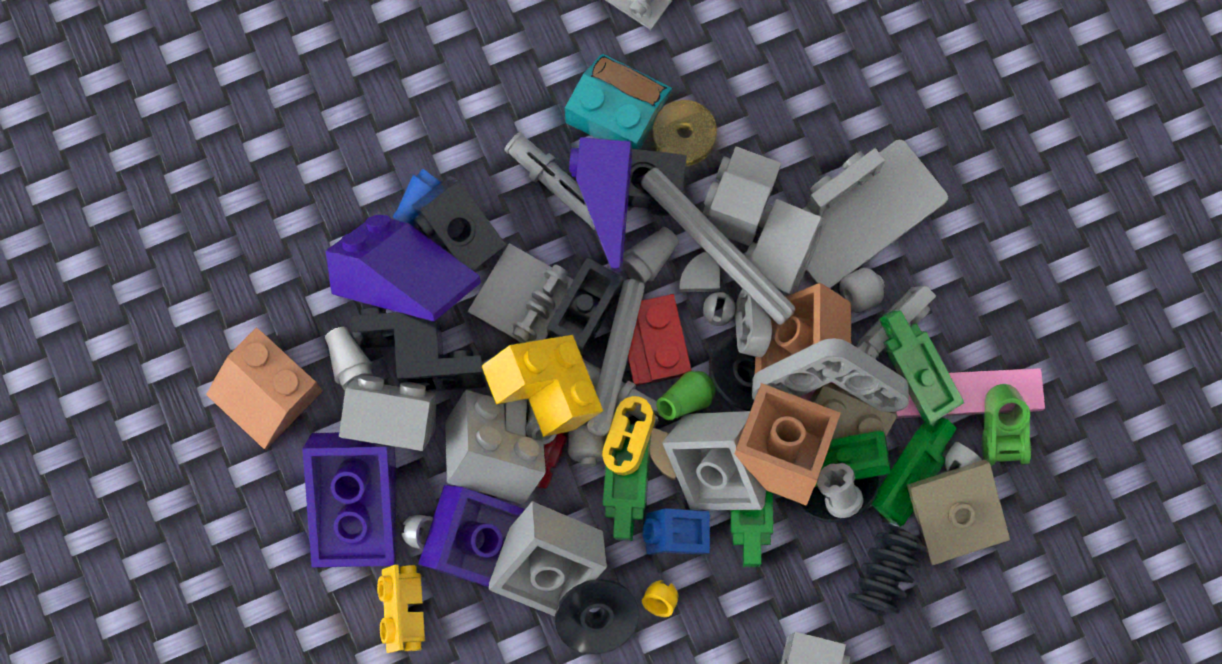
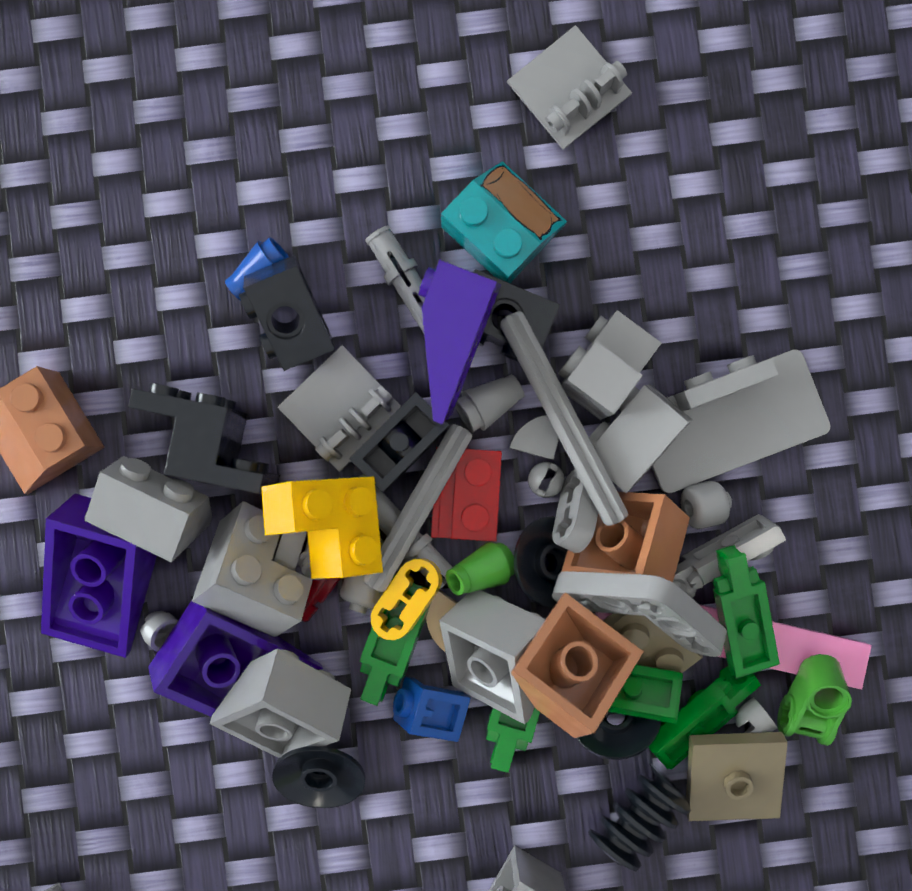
camera: 20 degrees right, 10 degrees up
(346, 357) = (134, 428): white cone -> none
(397, 269) = (204, 348): dark purple slope -> none
(399, 624) = (115, 725): yellow hinge -> none
(660, 599) = (393, 774): yellow hinge -> none
(685, 115) = (571, 255): clear yellow piece -> none
(842, 496) = (608, 741): light grey bush -> none

